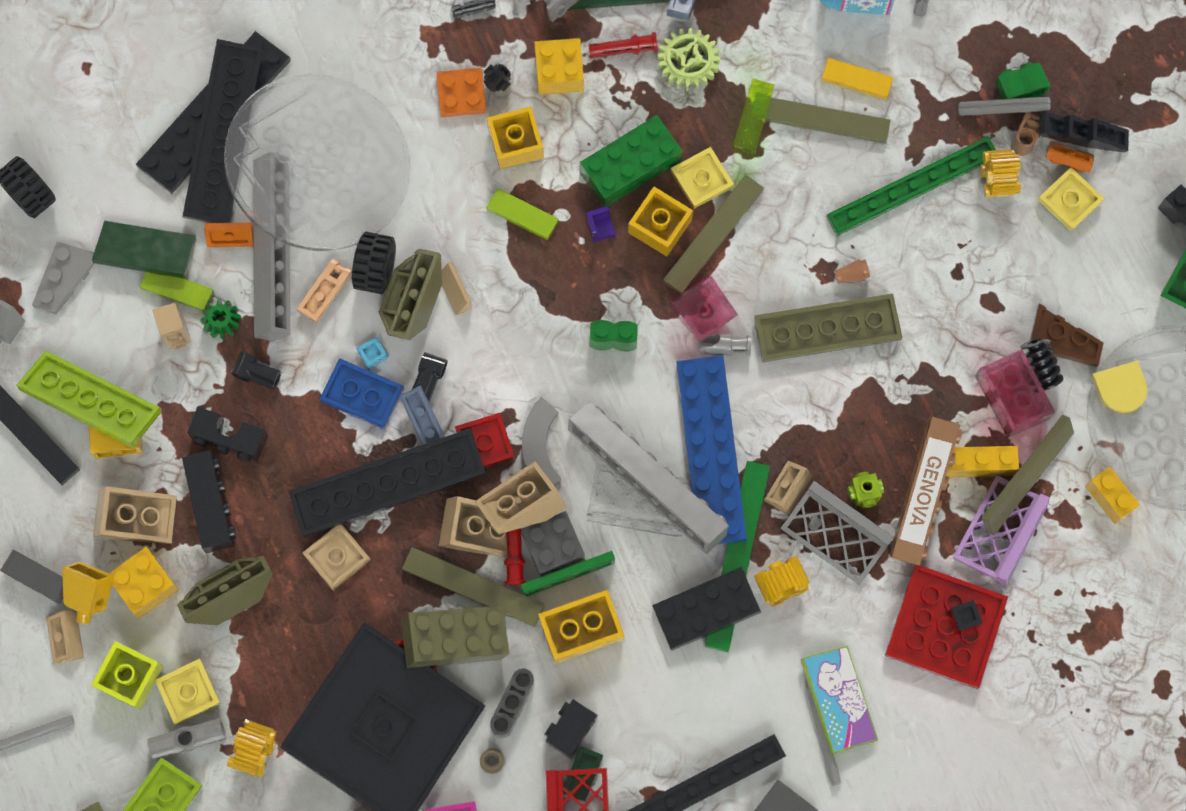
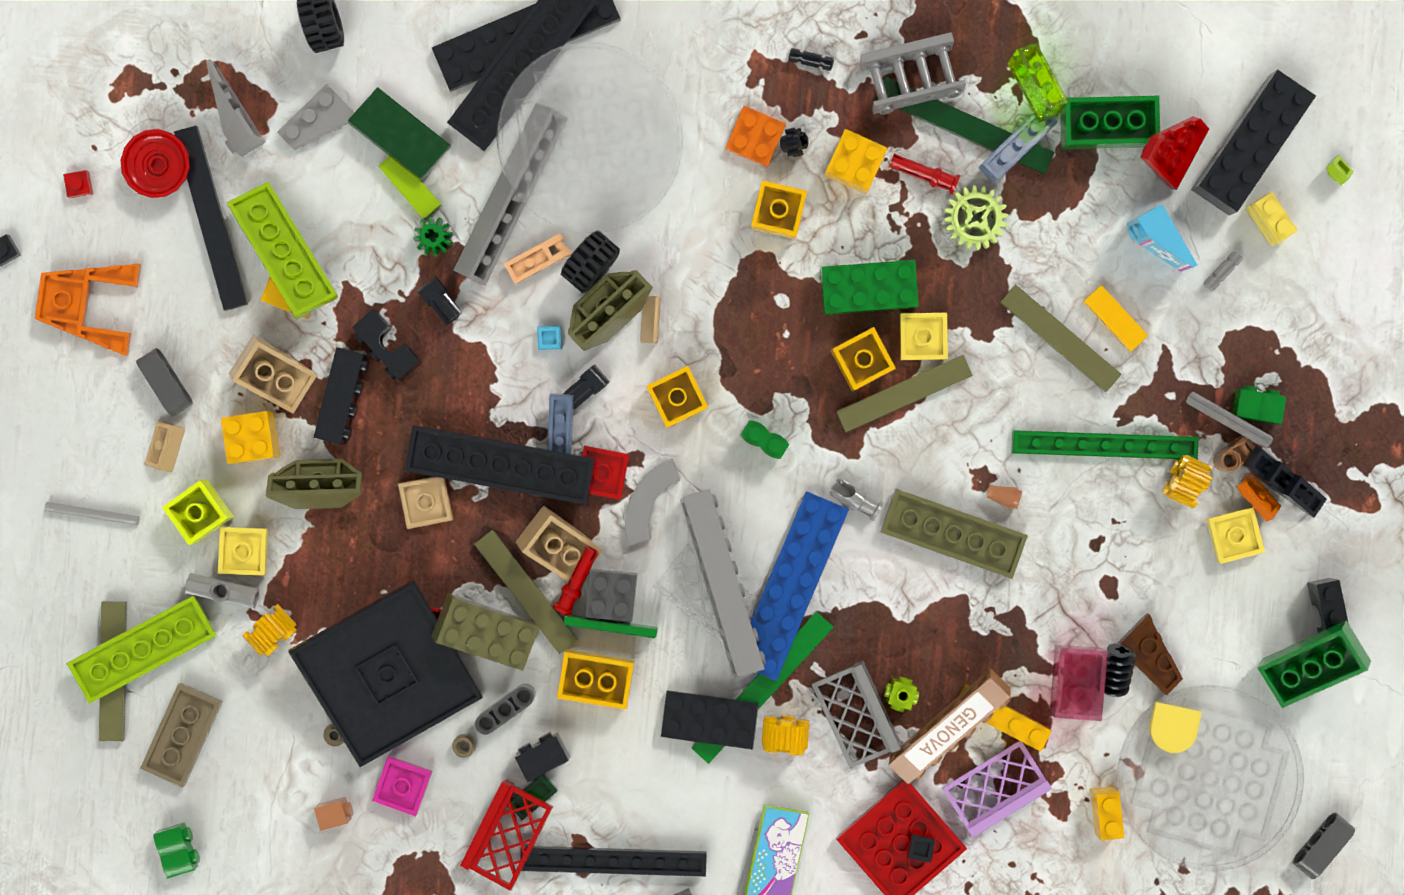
camera: 30 degrees right, 15 degrees up
(85, 590) = (198, 419): yellow torso -> none
(172, 326) = (386, 223): tan brick -> none
(229, 234) = (479, 161): orange plate -> none
(361, 393) = (521, 369): blue tile -> none
(515, 339) = (677, 396): none -> yellow brick
(521, 501) = (601, 548): tan slope -> none
(522, 214) = (747, 282): lime tile -> none
(600, 224) = (809, 331): dark purple panel -> none
(703, 308) = (855, 458): clear pink slope -> none
(753, 116) = (1000, 307): clear neon green brick -> none
(788, 487) = (838, 652): tan slope -> none
(1028, 475) = (1046, 758): olive tile -> none

